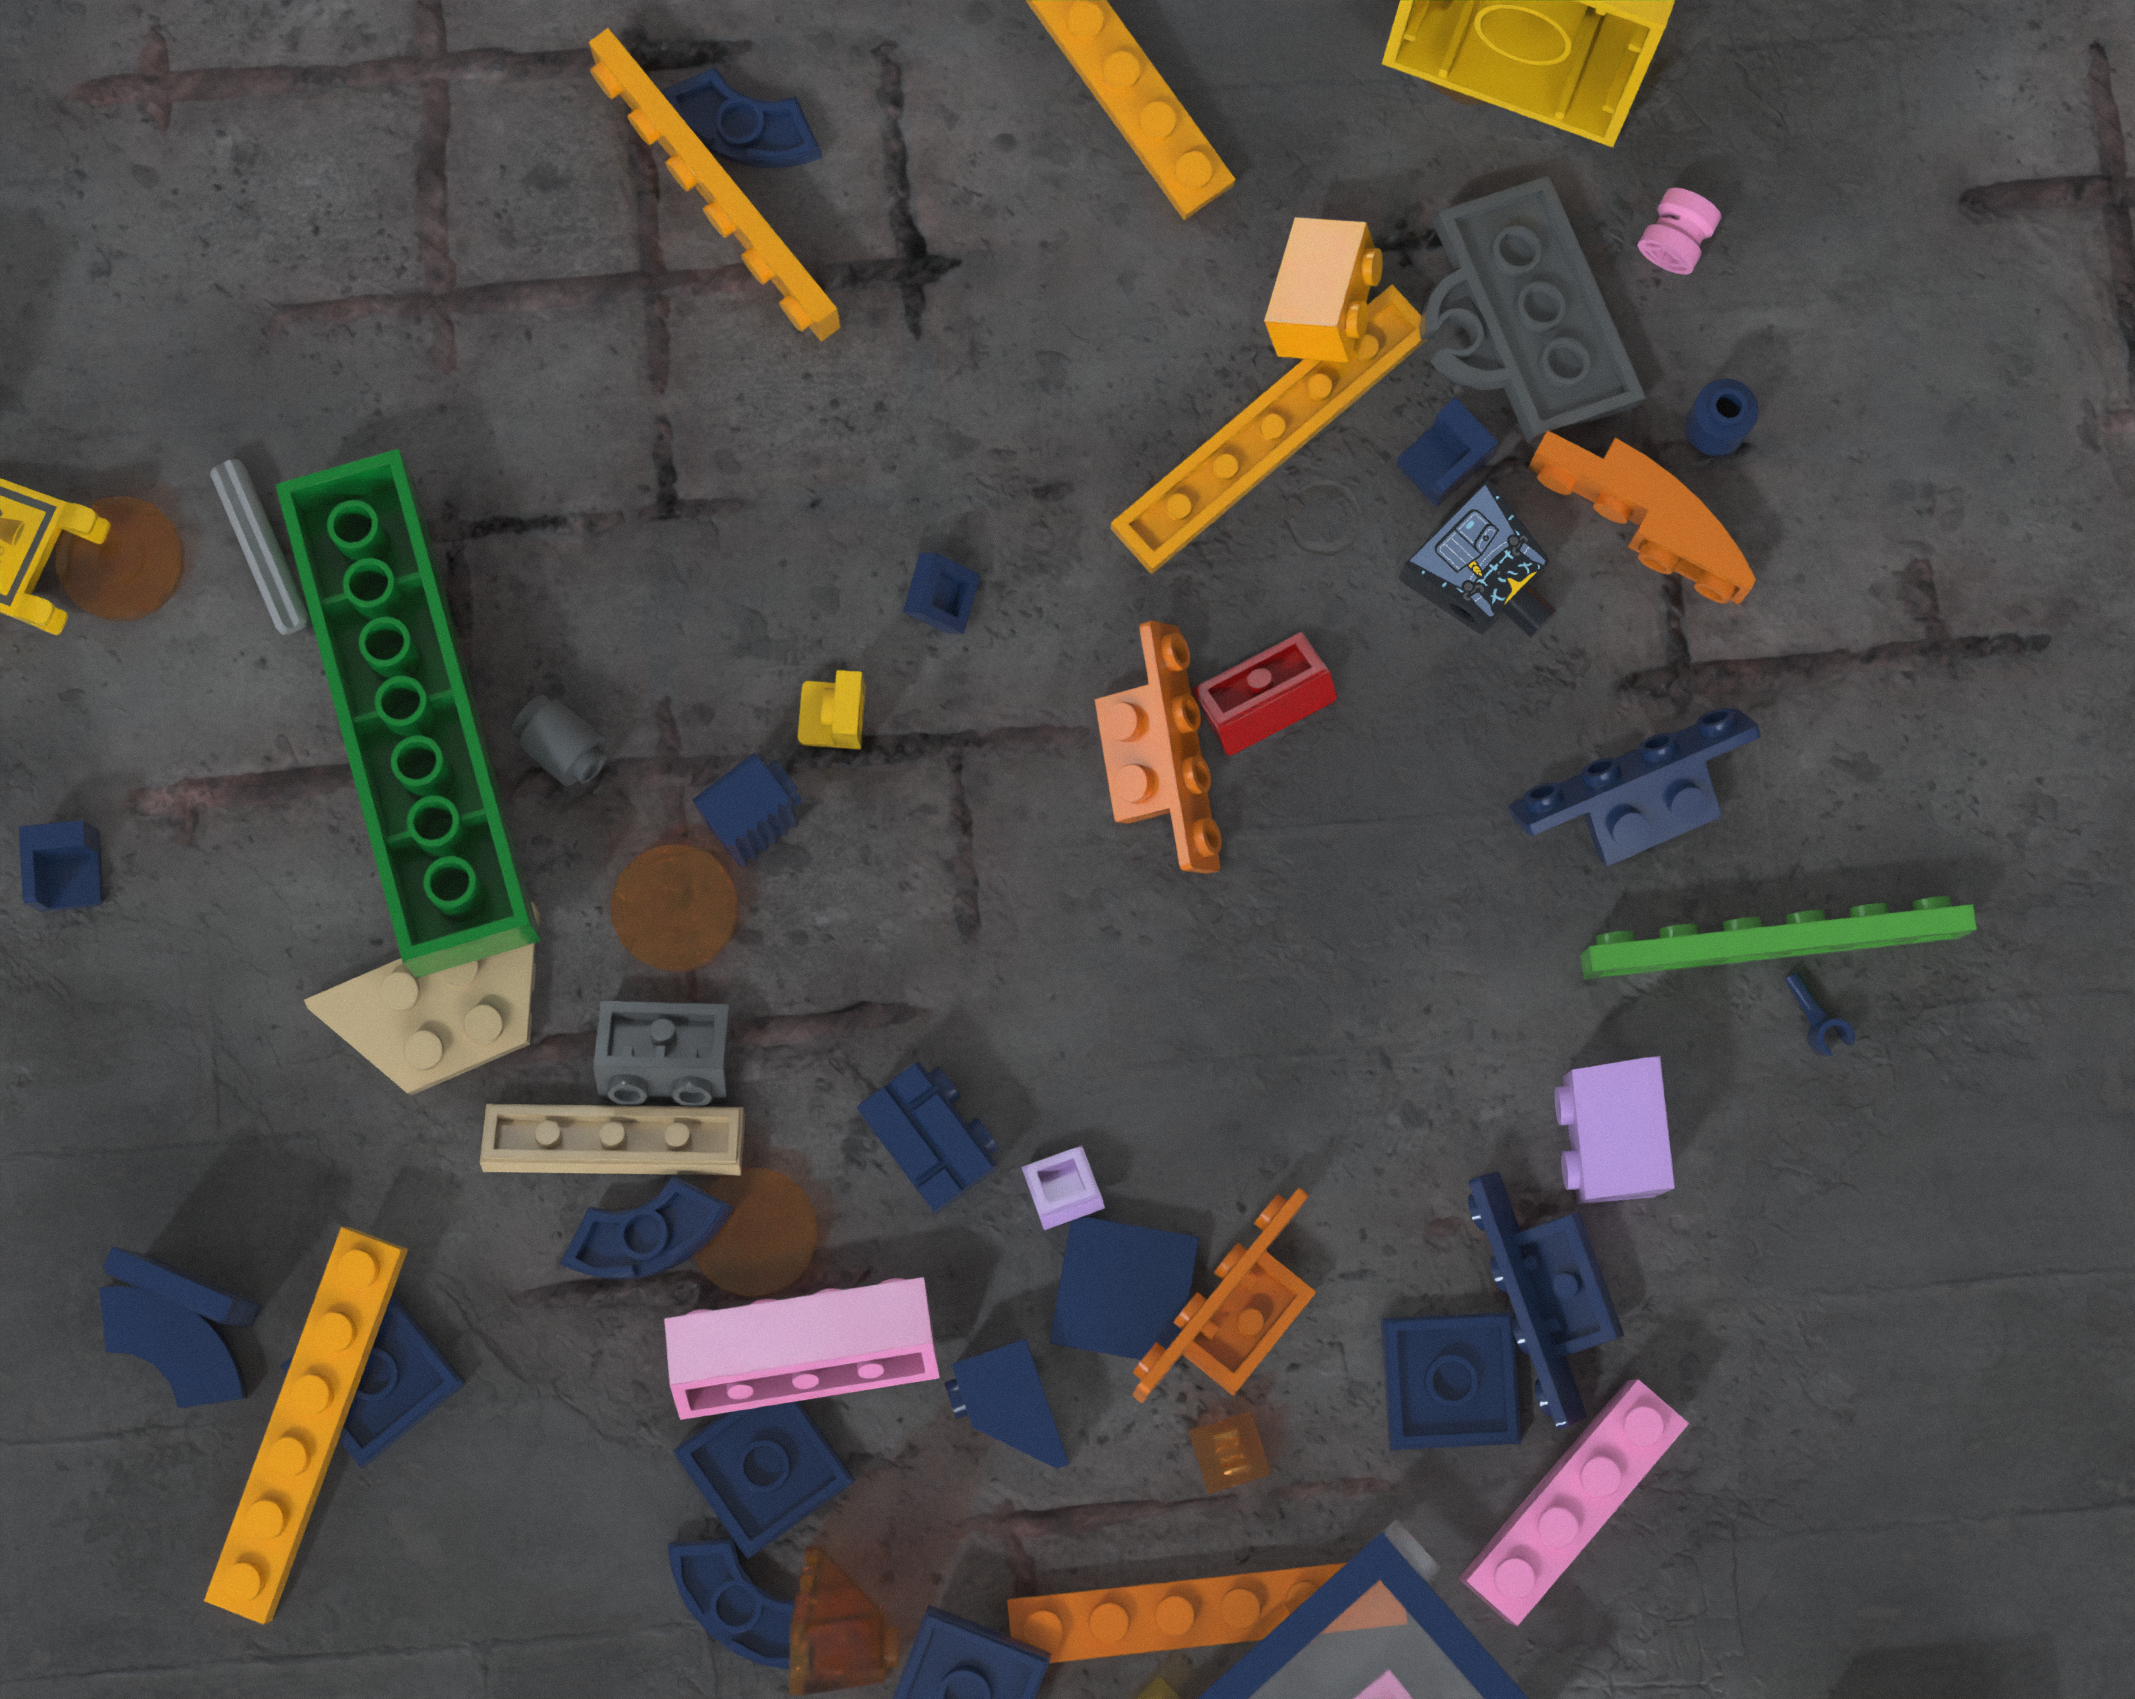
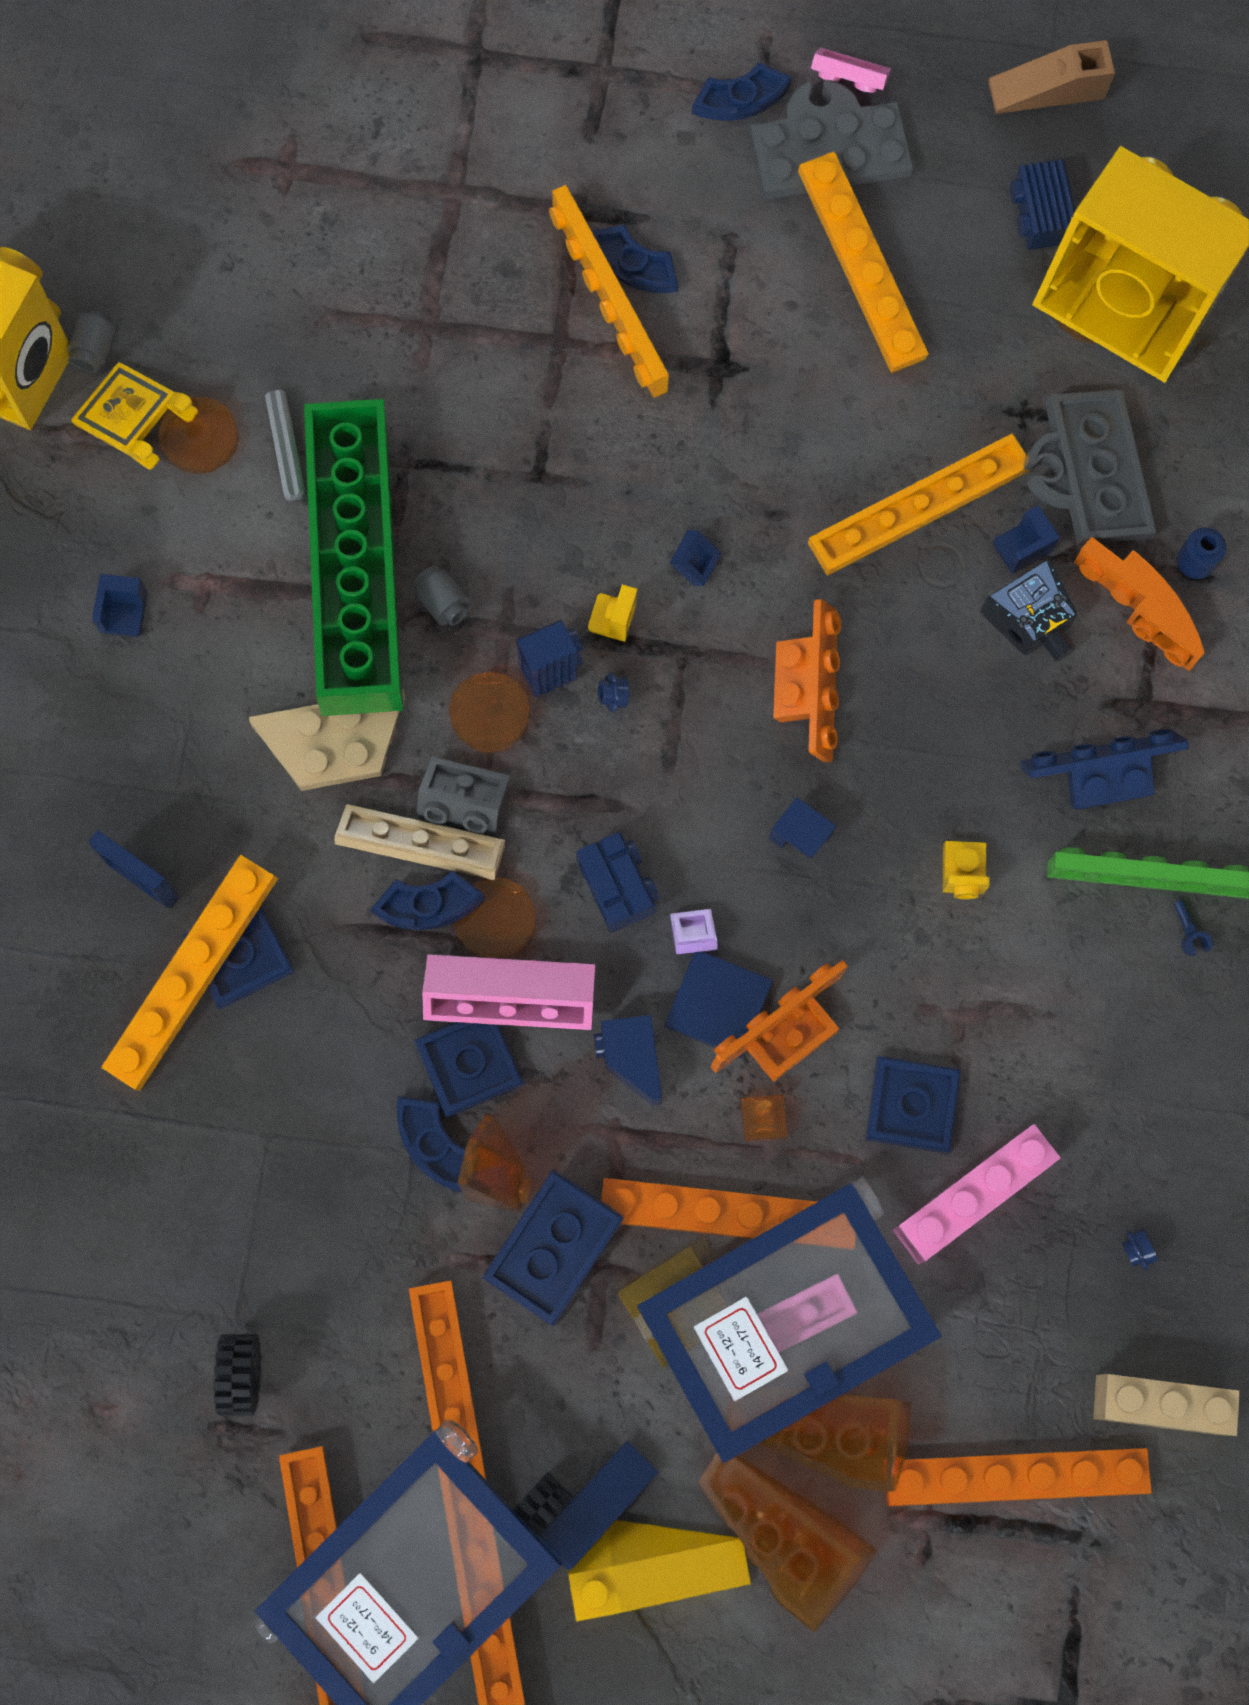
camera: 10 degrees right, 5 degrees down
(176, 1341) = (122, 907): dark blue tile -> none
(860, 836) = (613, 691): none -> dark blue plate
(1196, 993) = (802, 829): none -> dark blue panel
(1265, 694) = (883, 662): red slope -> none
(1323, 289) = (969, 425): light orange brick -> none
(1456, 997) = (964, 869): none -> yellow bracket
(1553, 1290) = (990, 1061): dark blue bracket -> none
(1615, 1131) = (1050, 969): lavender slope -> none
(1679, 231) = (1192, 444): bright pink wheel -> none
(1834, 1528) = (1140, 1249): none -> dark blue plate

